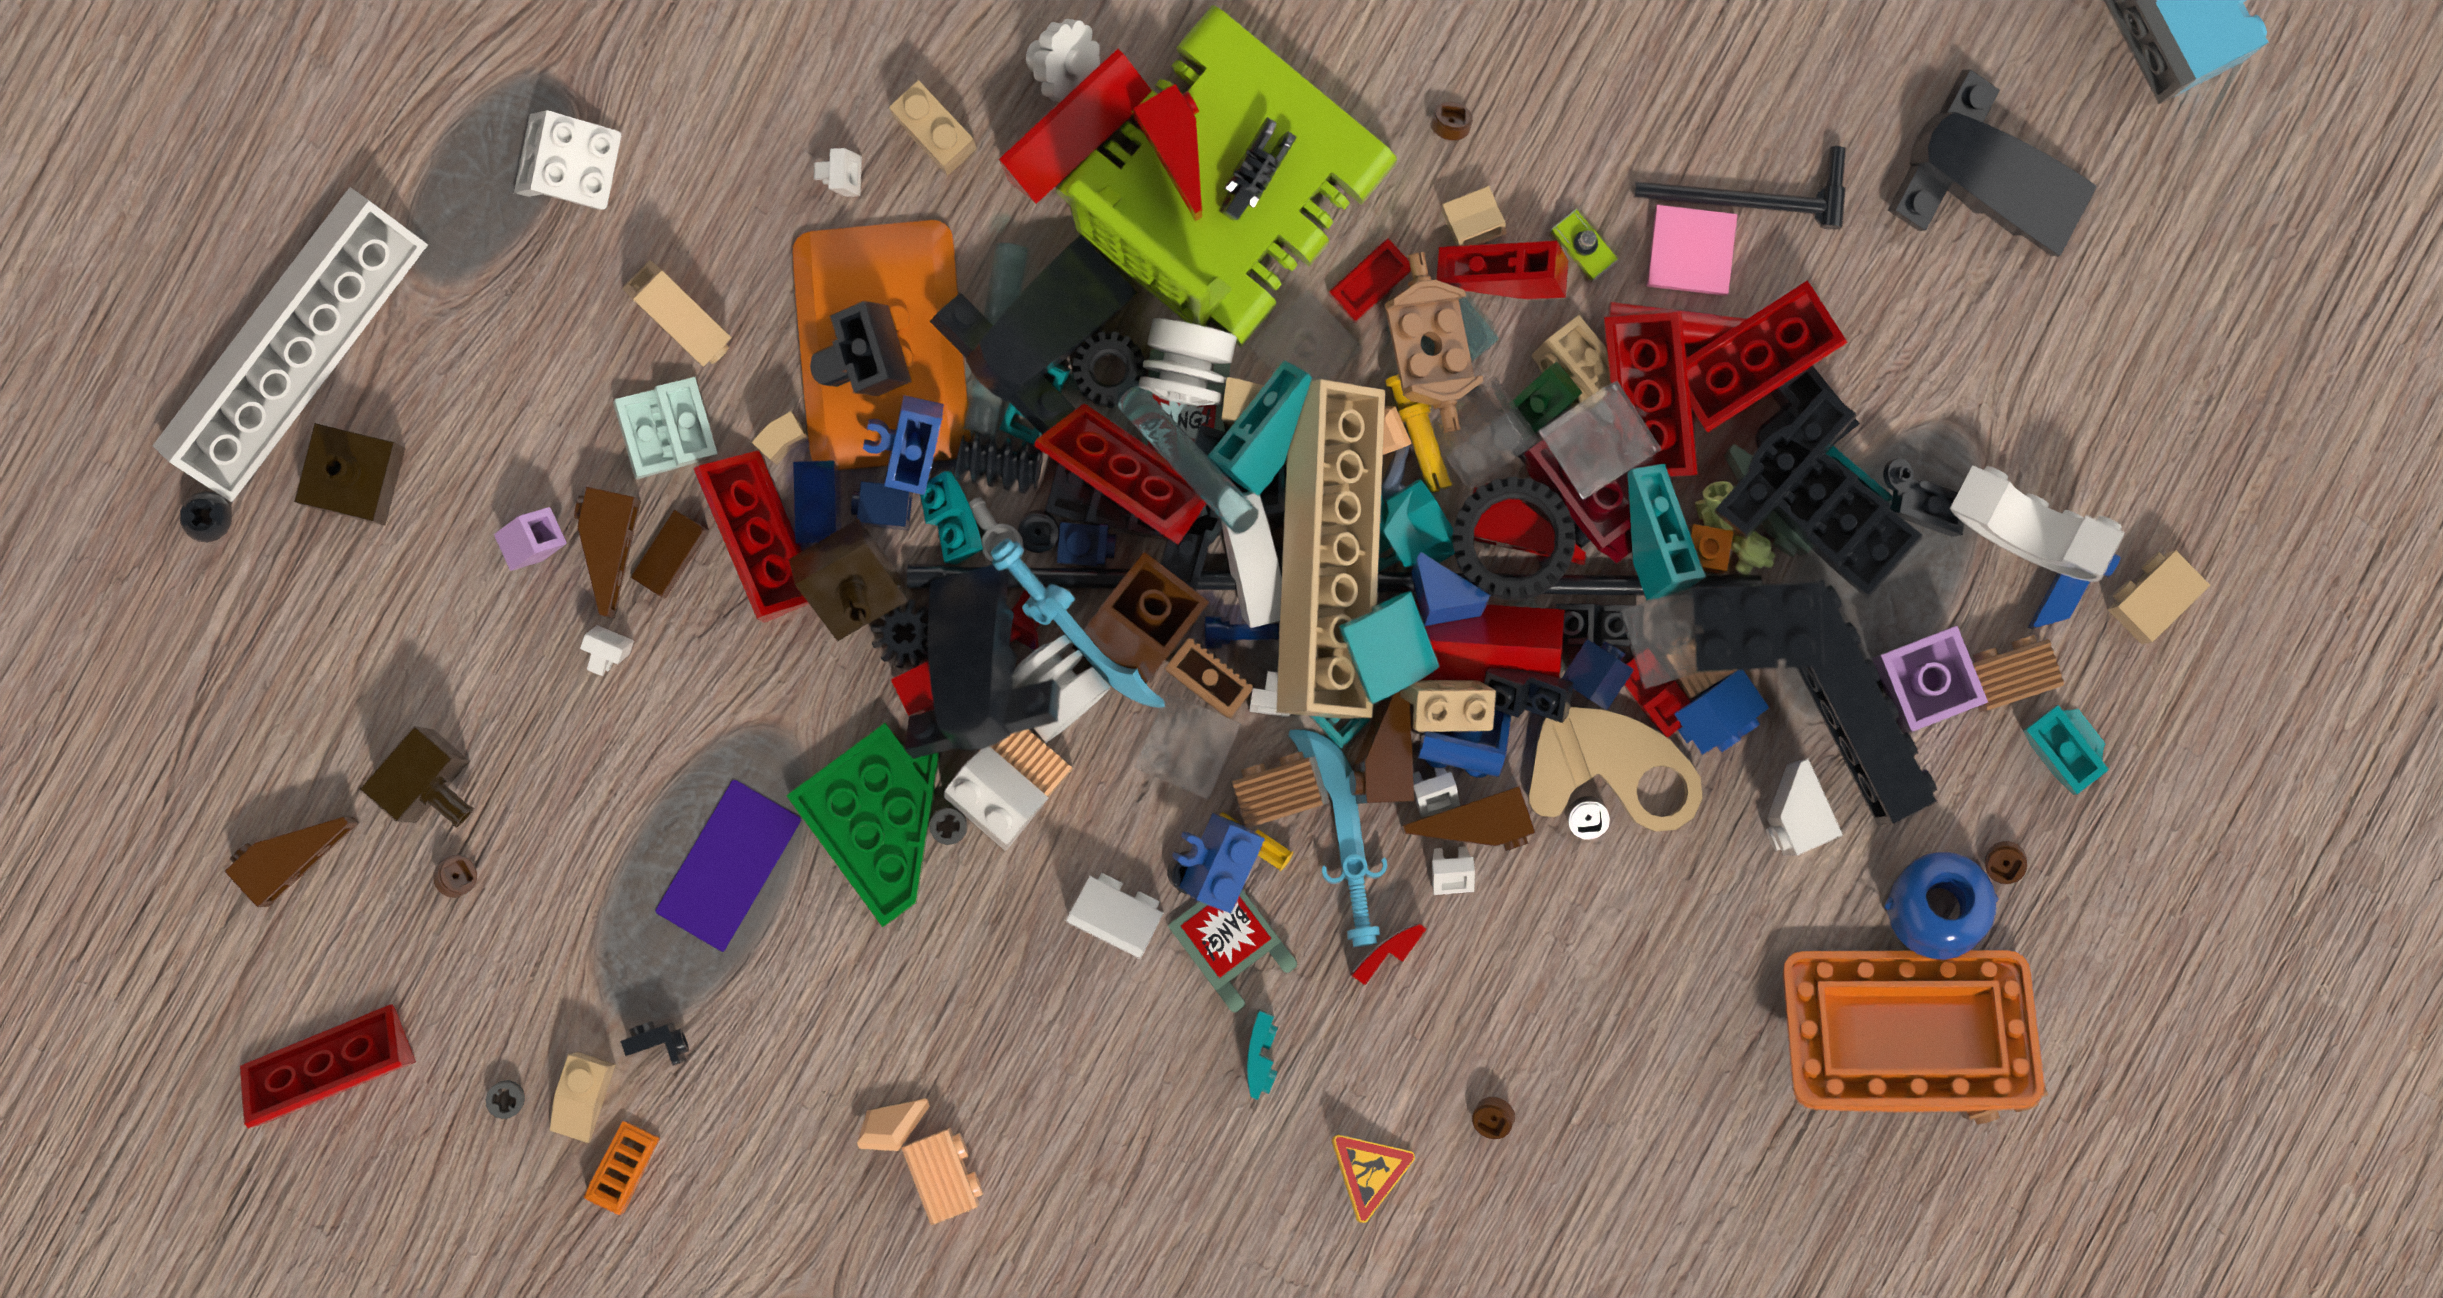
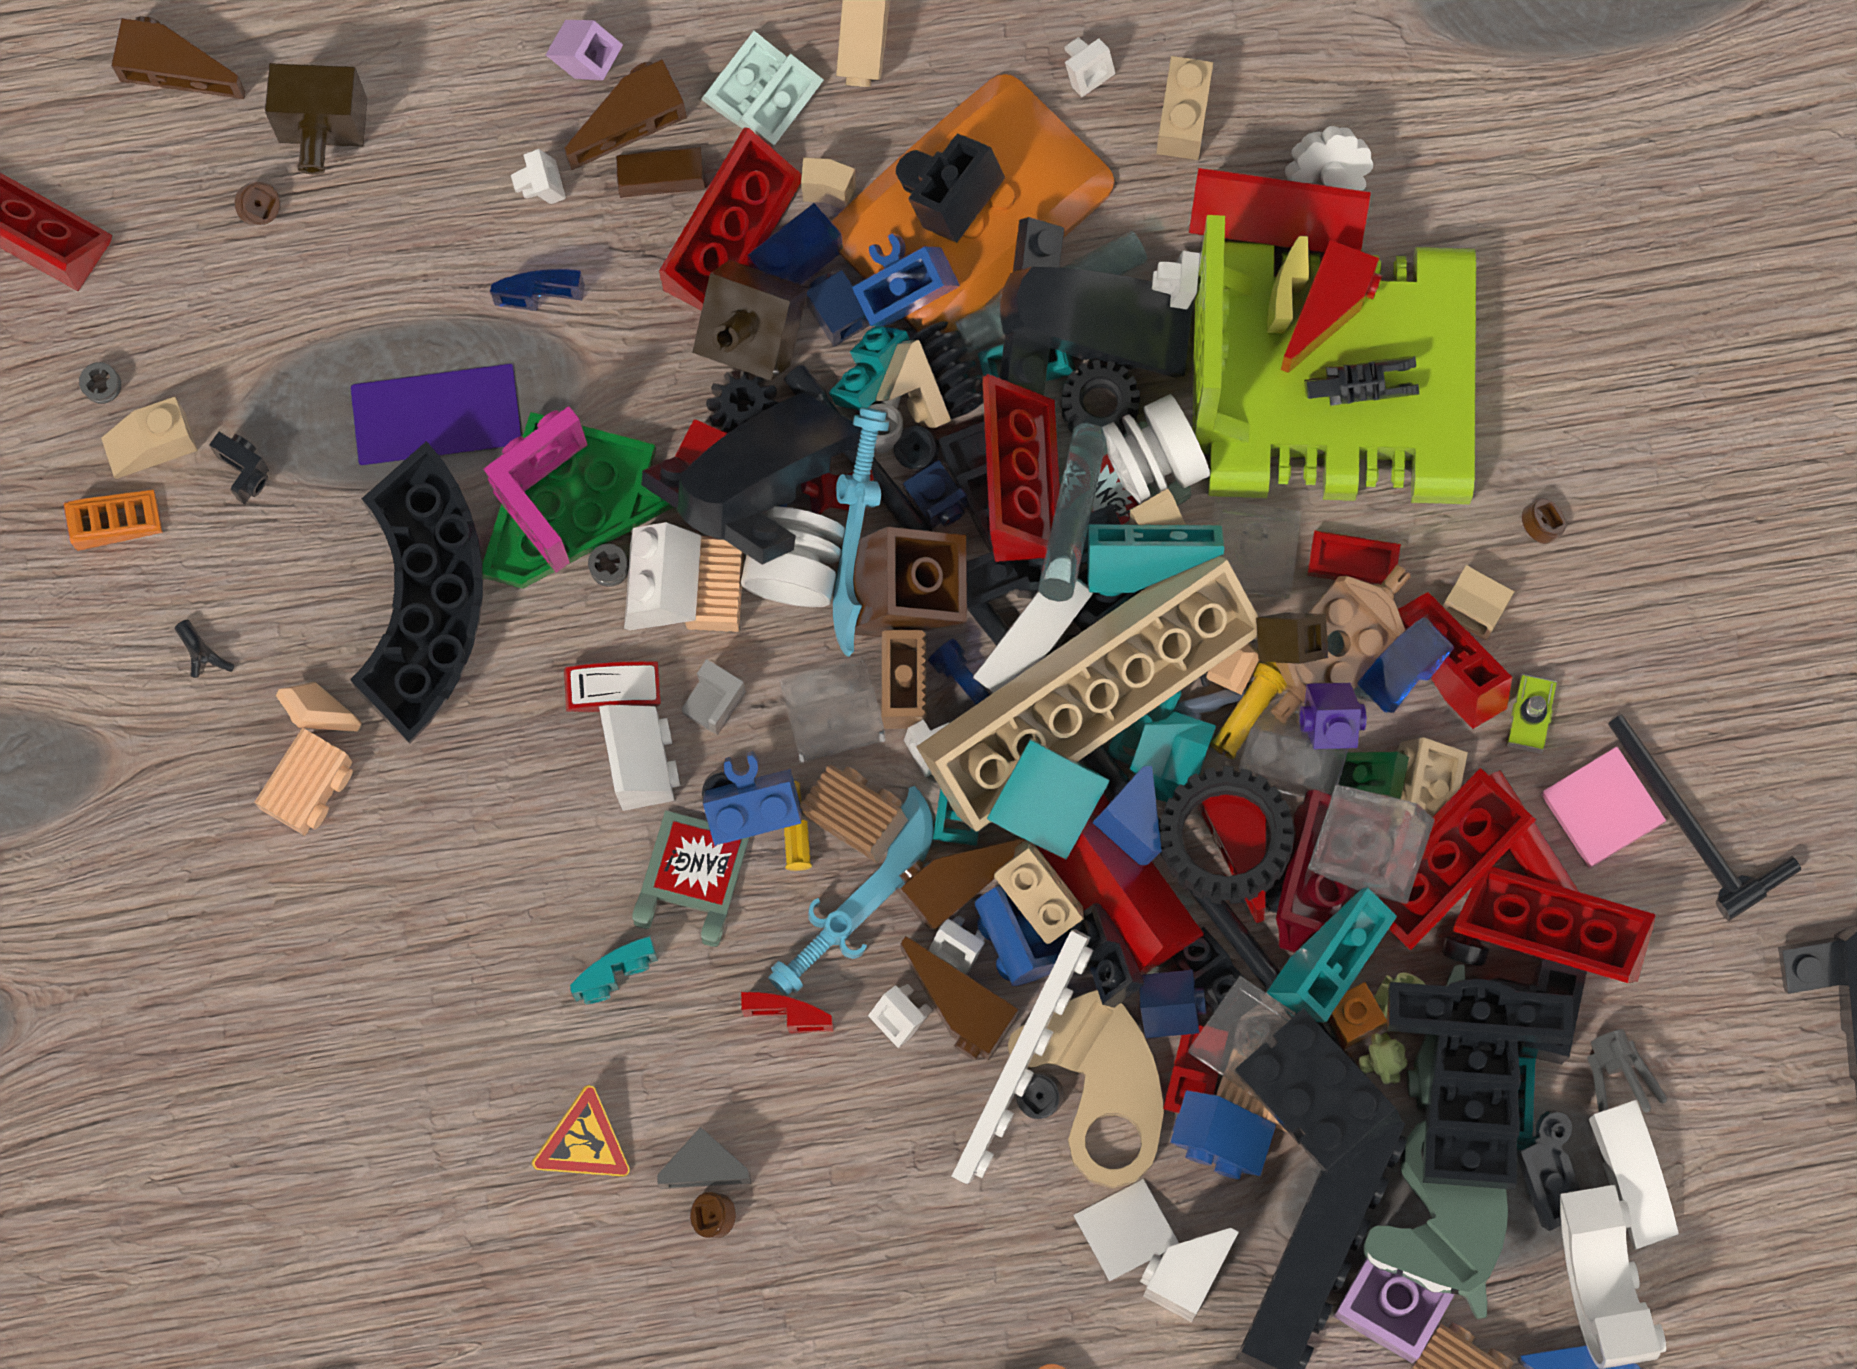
camera: 55 degrees right, 10 degrees down
(686, 726) = (524, 289): none -> clear blue slope
(777, 1179) = (198, 650): none -> black bar
(829, 833) = (526, 463): none -> dark pink bracket
(873, 972) = (433, 596): none -> black brick
(985, 494) = (912, 375): none -> tan slope
(1044, 894) = (611, 684): none -> white slope
(1068, 240) = (1178, 279): none -> white tile
(1111, 827) = (713, 697): none -> light grey panel
(1132, 156) = (1289, 279): none -> light yellow slope
(1407, 375) = (1292, 637): none -> dark brown panel
(1452, 1097) = (702, 1164): none -> dark grey slope
(1485, 309) = (1405, 662): none -> clear blue slope
(1486, 393) = (1332, 716): none -> dark purple brick
(1552, 793) = (1015, 1074): none -> white plate
(1721, 435) = (1465, 949): none -> black tile
(1730, 831) = (1126, 1229): none -> white sticker
(1876, 383) = (1617, 1055): none -> dark grey plant
(1933, 612) = (1455, 1246): none -> sand green animal
(1967, 441) = (1635, 1172): none -> white slope

